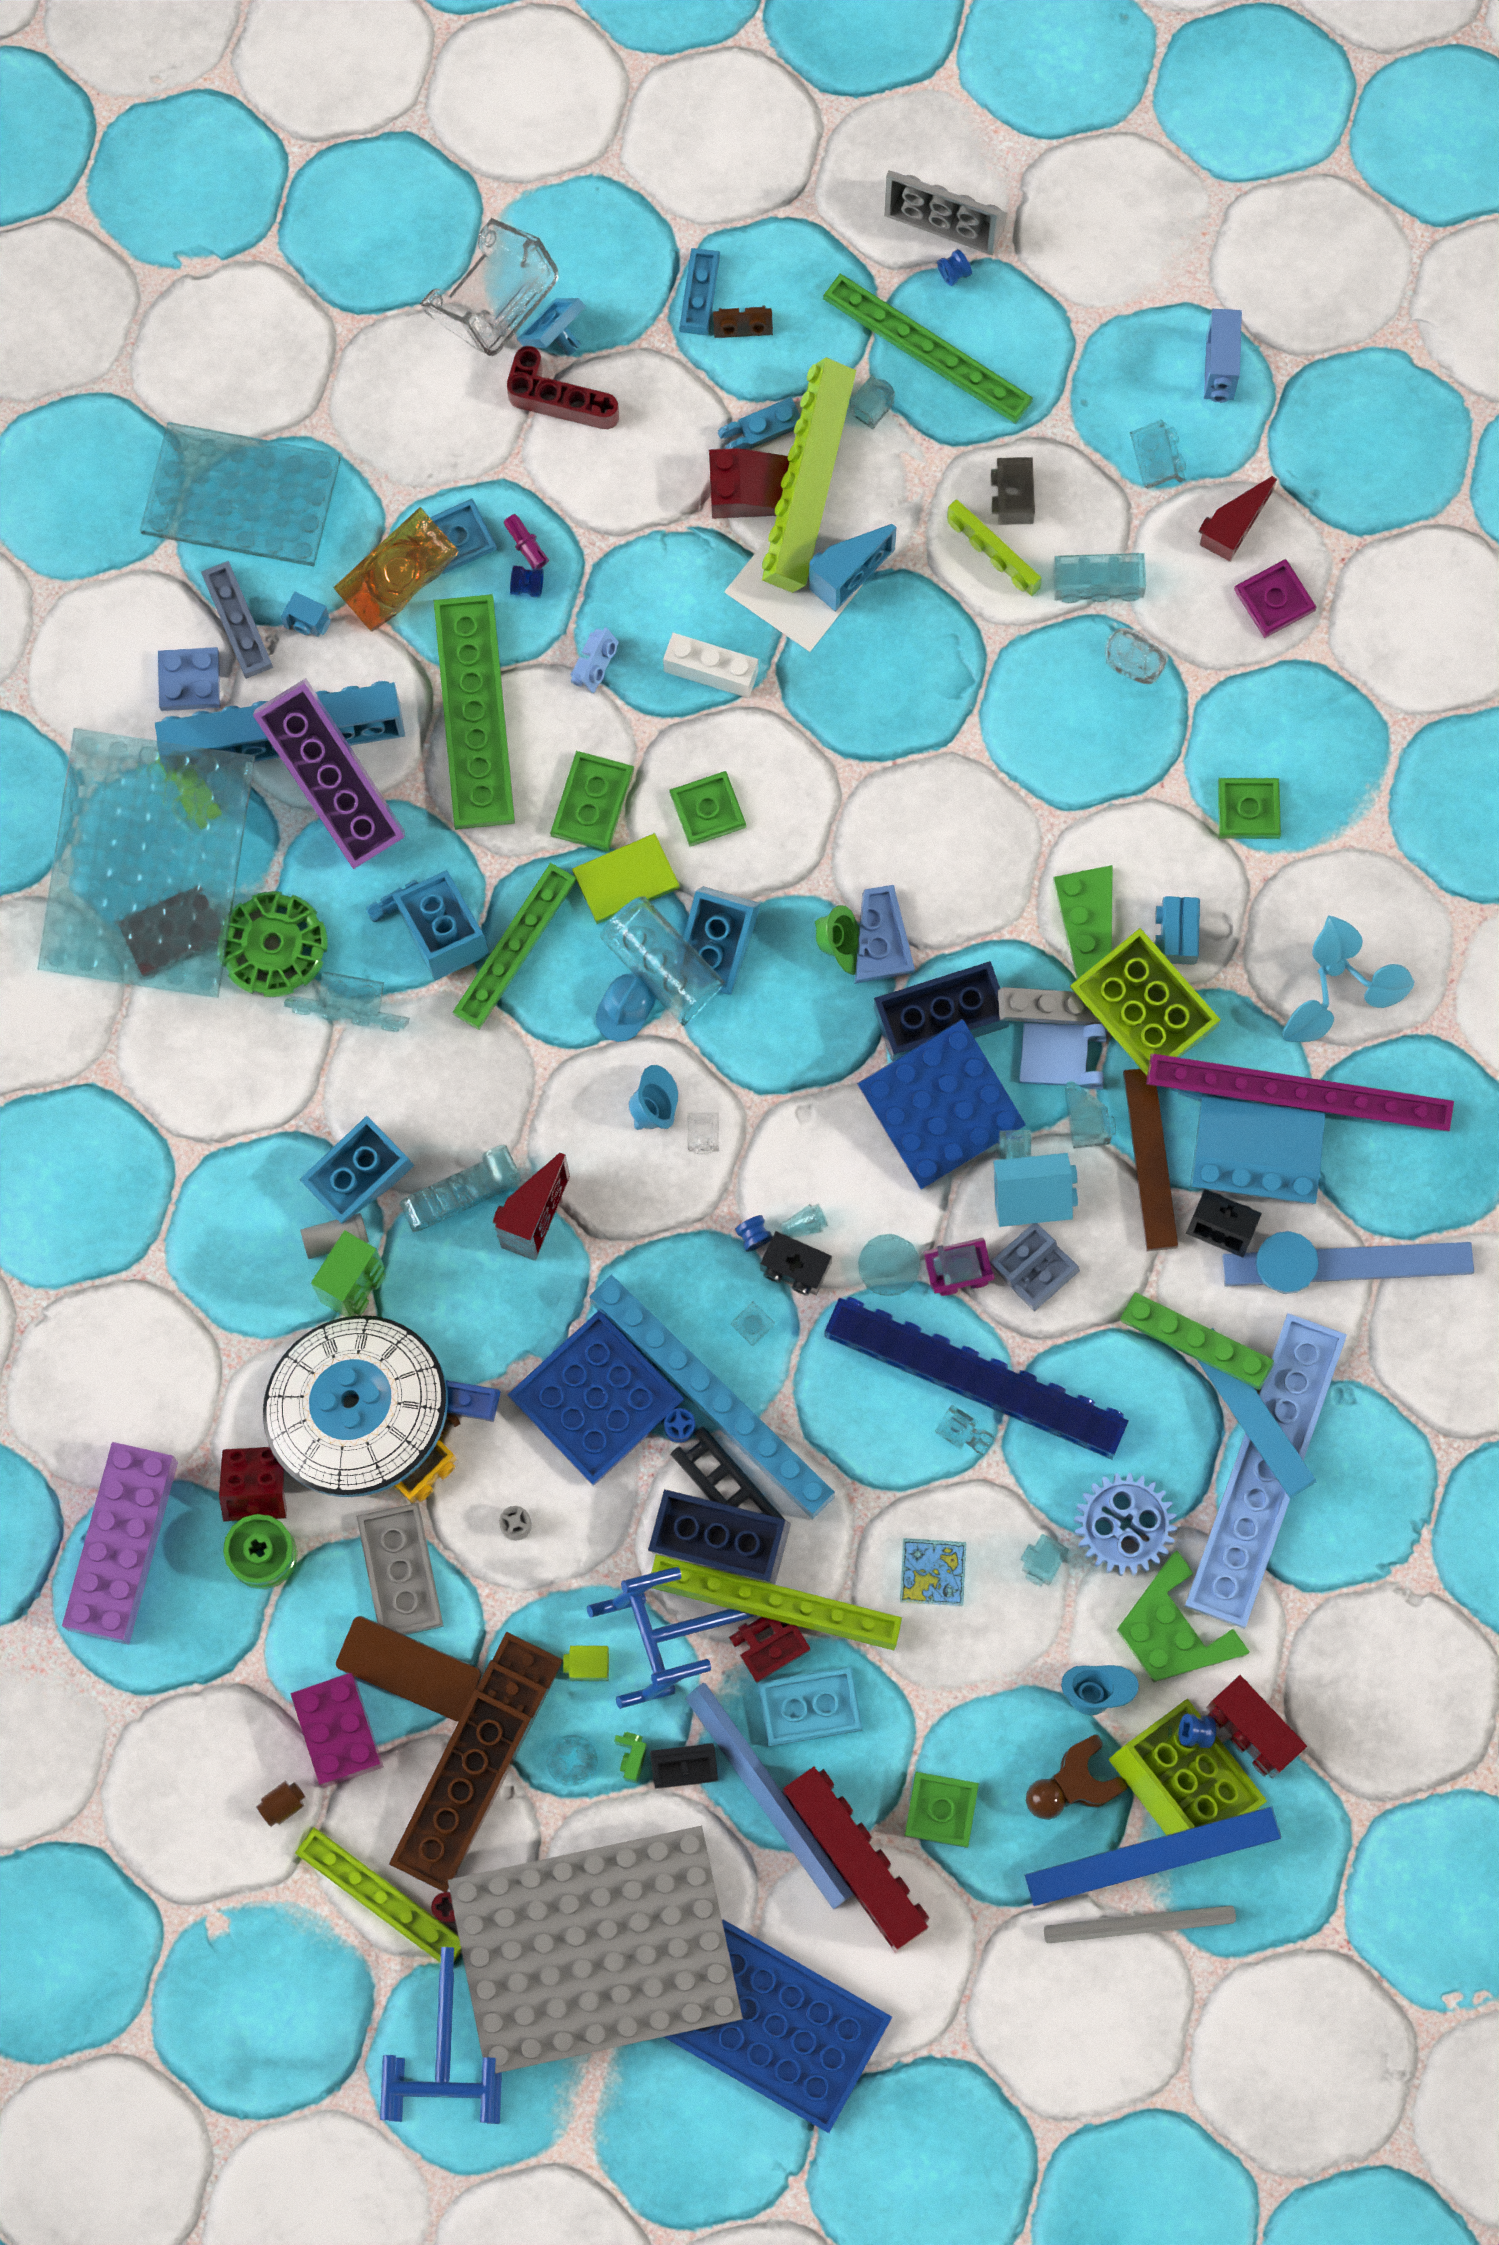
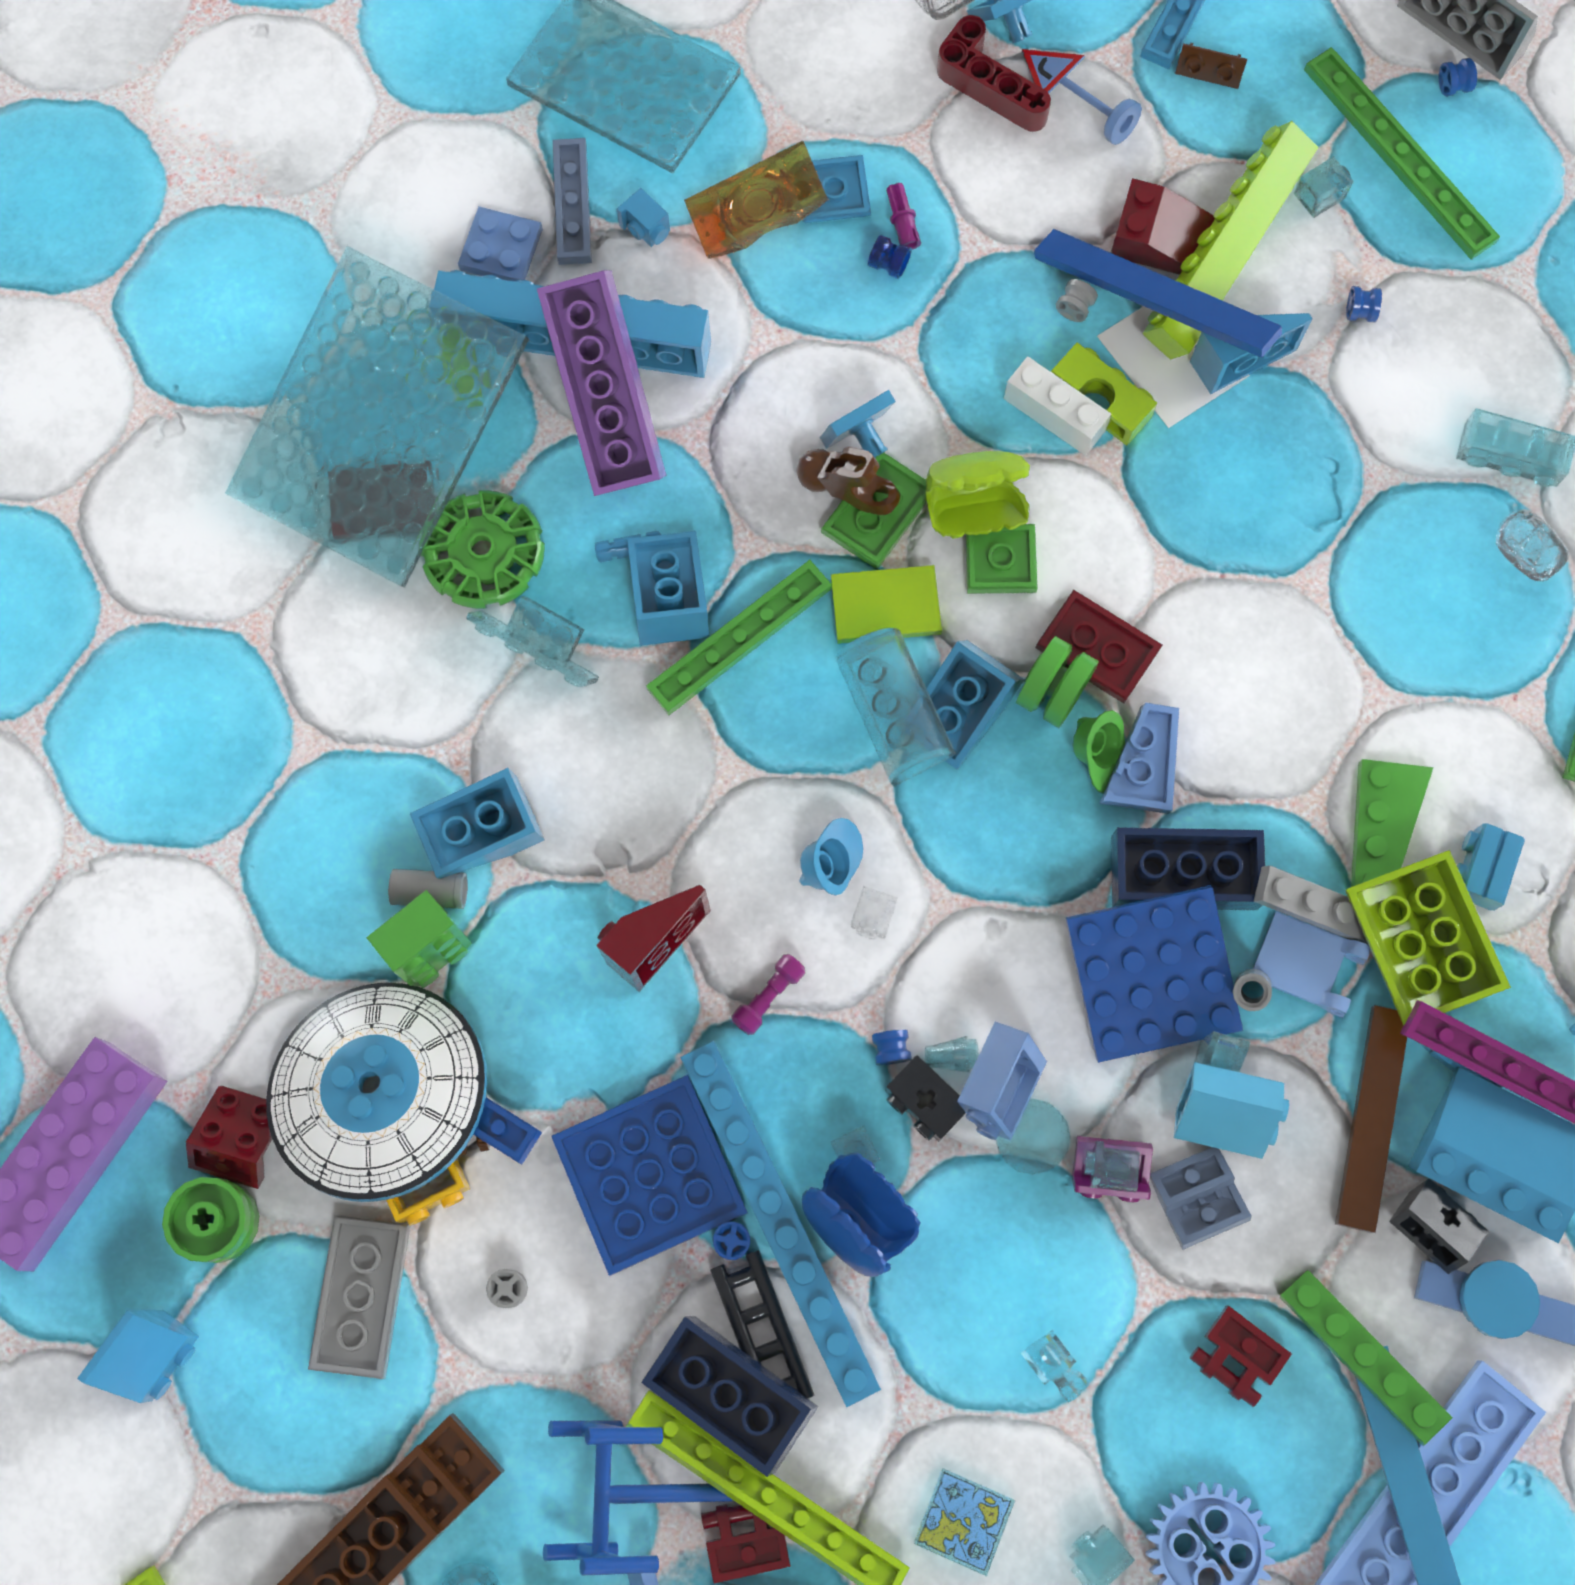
camera: 20 degrees right, 0 degrees up
(250, 1668) = (140, 1356): none -> dark azure slope
(281, 1803) = (123, 1525): reddish brown brick -> none
(337, 1730) = (216, 1463): magenta brick -> none
(408, 1668) = (326, 1416): reddish brown piece -> none
(462, 1190) = (585, 886): clear light blue beam -> none
(474, 712) = (784, 375): bright green plate -> none
(553, 736) = (860, 424): none -> dark azure tile
(558, 782) = (848, 477): none -> reddish brown piece
(587, 1663) = (528, 1487): lime brick -> none
(601, 648) = (942, 354): light blue hinge -> none
(608, 368) = (1051, 68): none -> medium blue piece
(624, 1008) = (835, 745): dark azure piece -> none
(632, 1249) = (749, 1016): none -> magenta piece
(670, 762) = (976, 493): none -> lime animal
(697, 568) = (1076, 300): none -> light grey wheel
(761, 544) = (1159, 293): none -> blue tile
(762, 425) = (1197, 176): dark azure hinge -> none
(770, 645) = (1129, 405): none -> lime arch
(773, 1367) = (860, 1215): none -> blue animal
(782, 896) = (1054, 680): none -> bright green wheel
(812, 855) = (1119, 647): none -> dark red tile
(849, 1227) = (1002, 1081): none -> medium blue window
(937, 493) = (1364, 304): none -> blue wheel
(975, 1377) = (1094, 1311): clear blue brick -> none
(1001, 555) = (1412, 387): lime plate -> none
(1010, 1092) = (1248, 1003): none -> light grey pin
(1018, 474) = (1459, 311): clear smoke brick -> none
(1087, 1118) = (1316, 1046): clear light blue slope -> none
(1106, 1365) = (1249, 1347): none -> dark red plate

